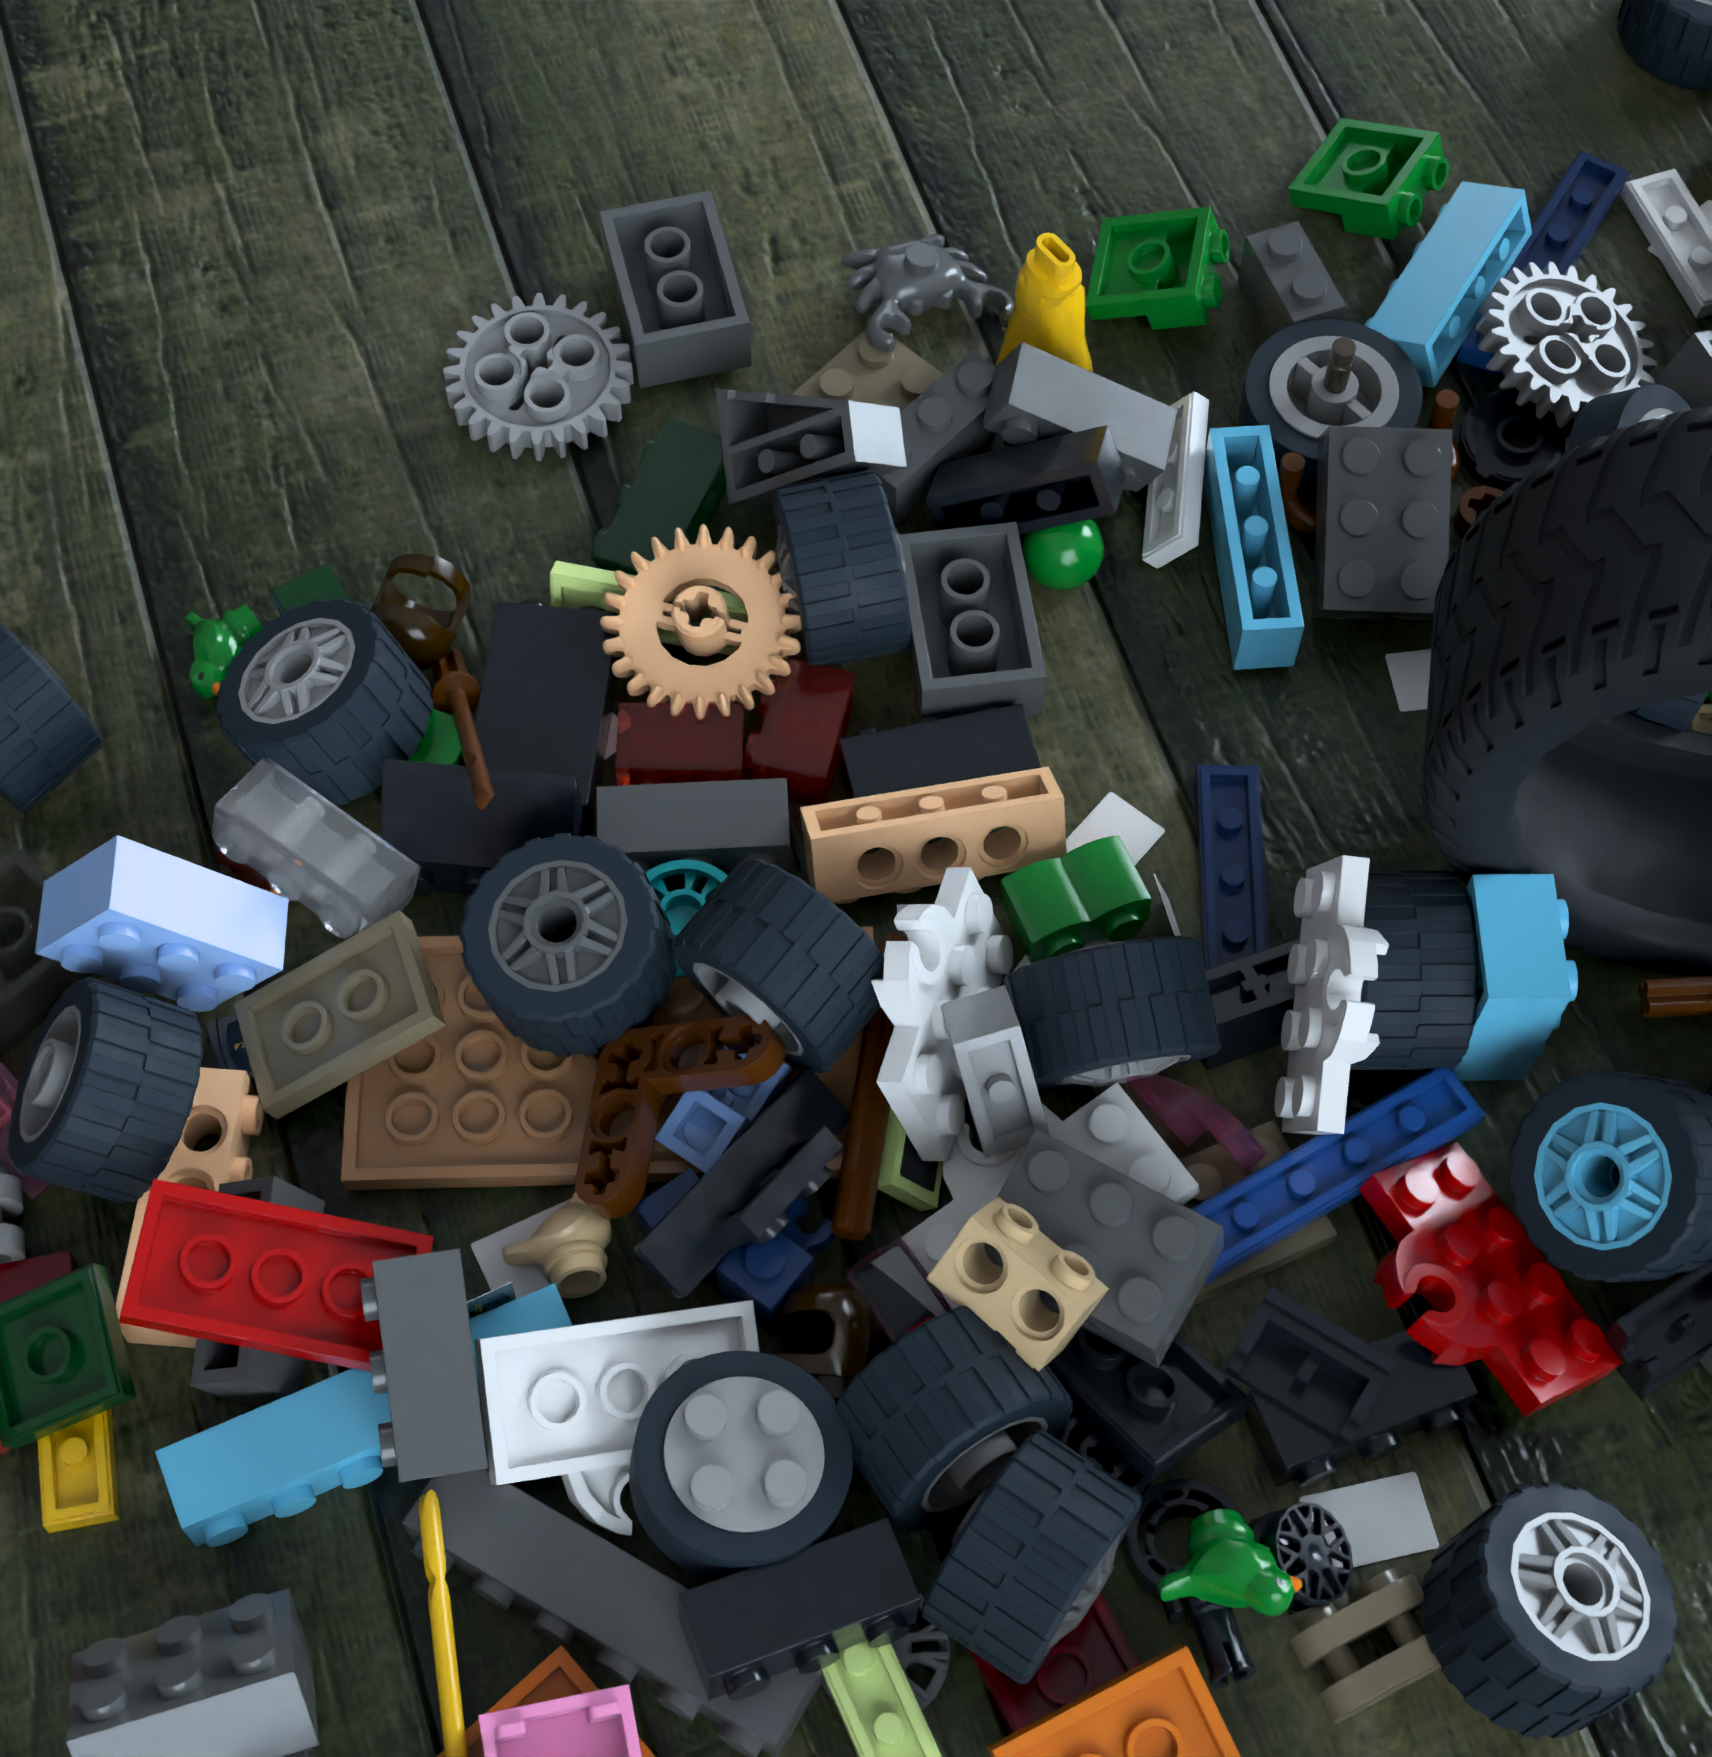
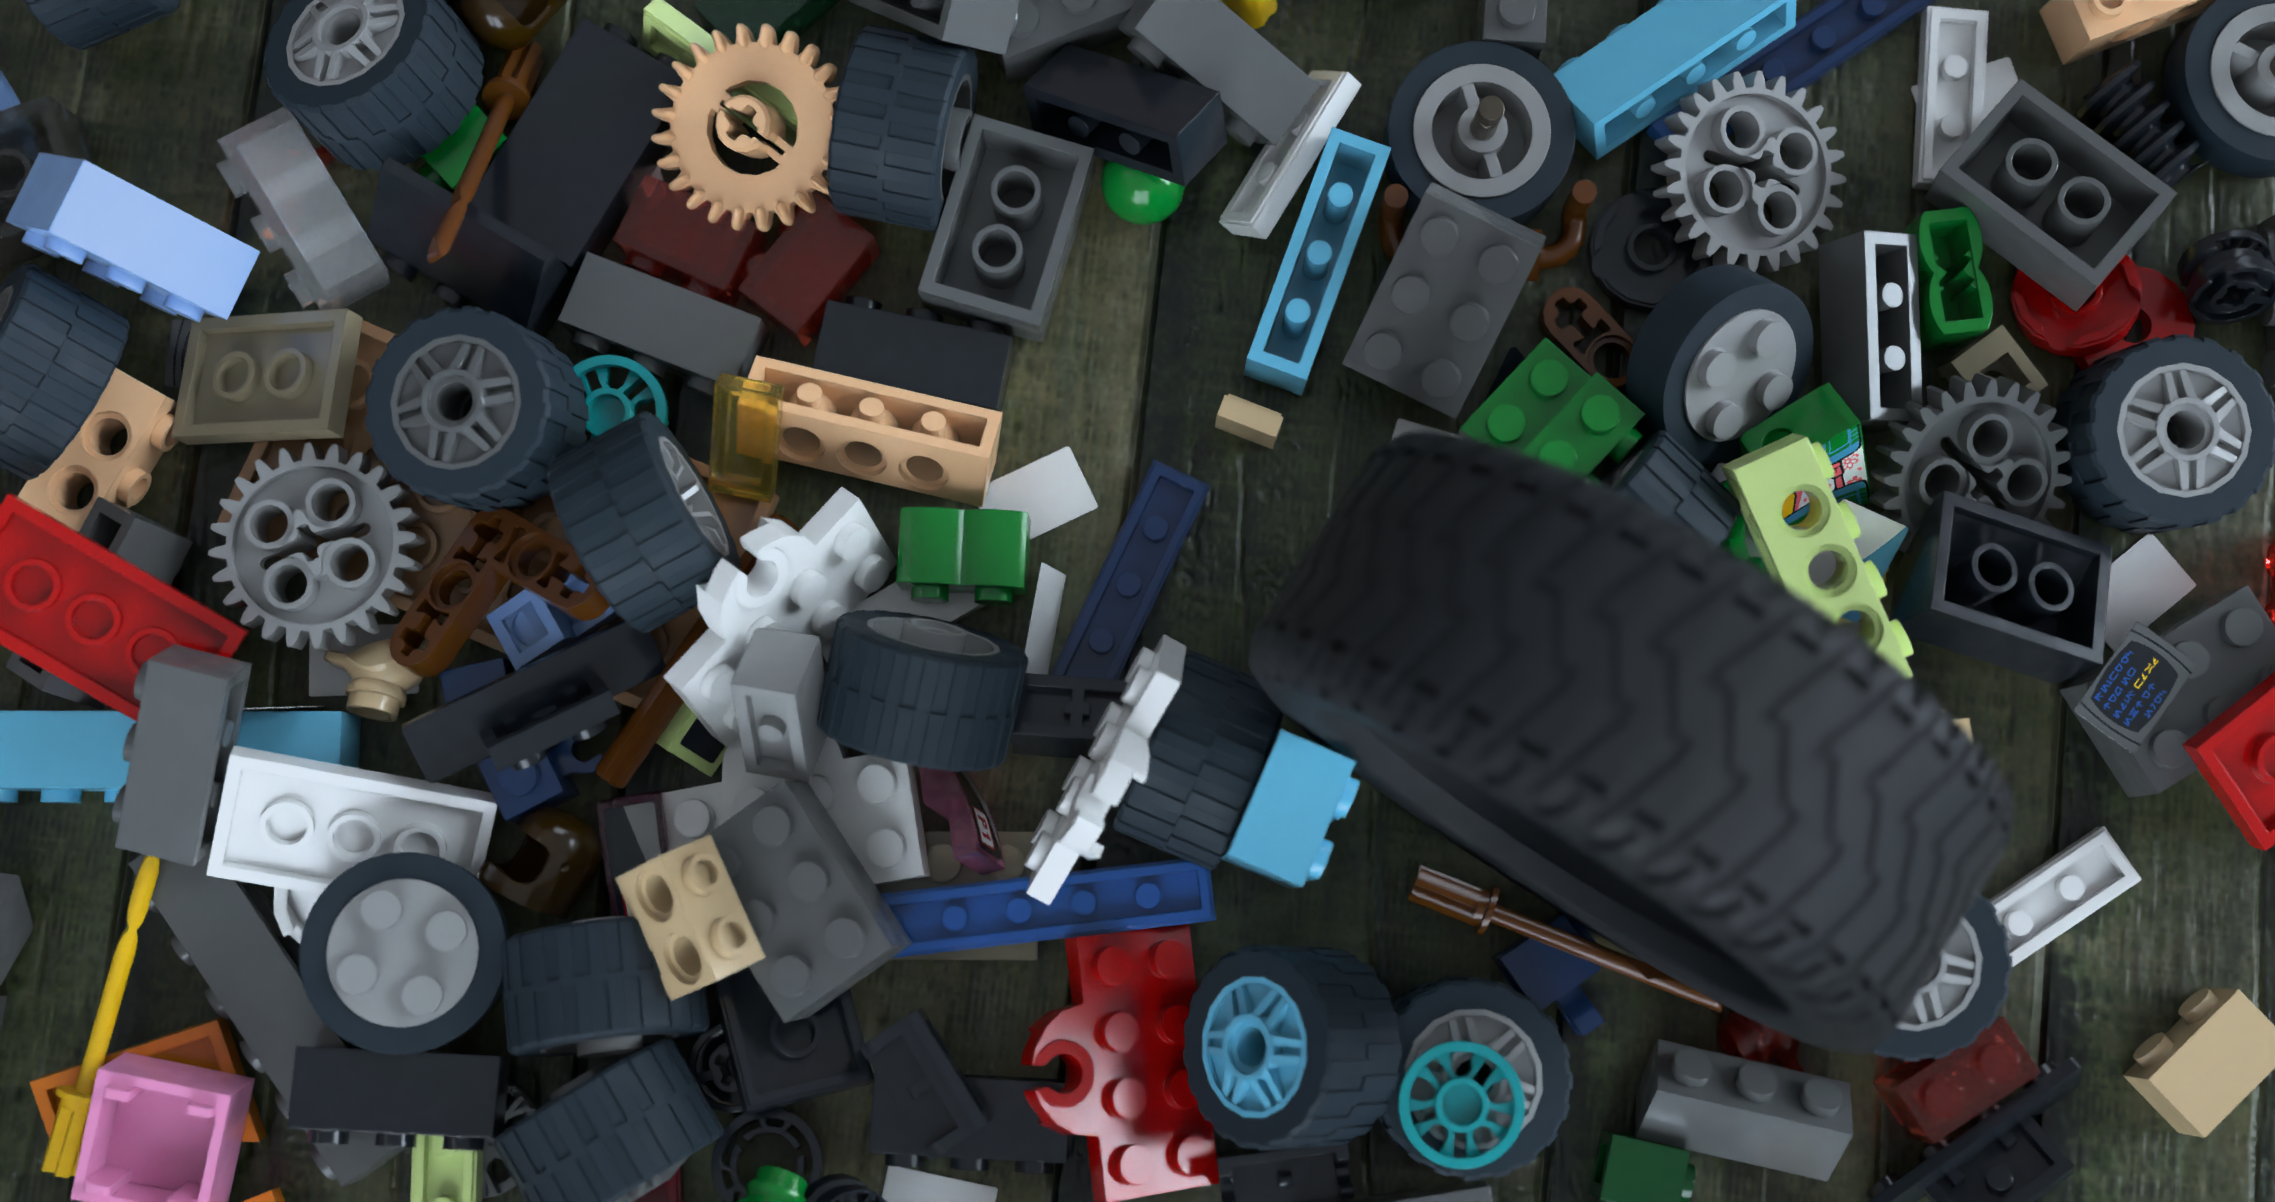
camera: 25 degrees right, 20 degrees up
(420, 1103) = (330, 599): none -> light grey gear
(832, 858) = (745, 437): none -> clear yellow tile
(1264, 698) = (1249, 420): none -> tan tile

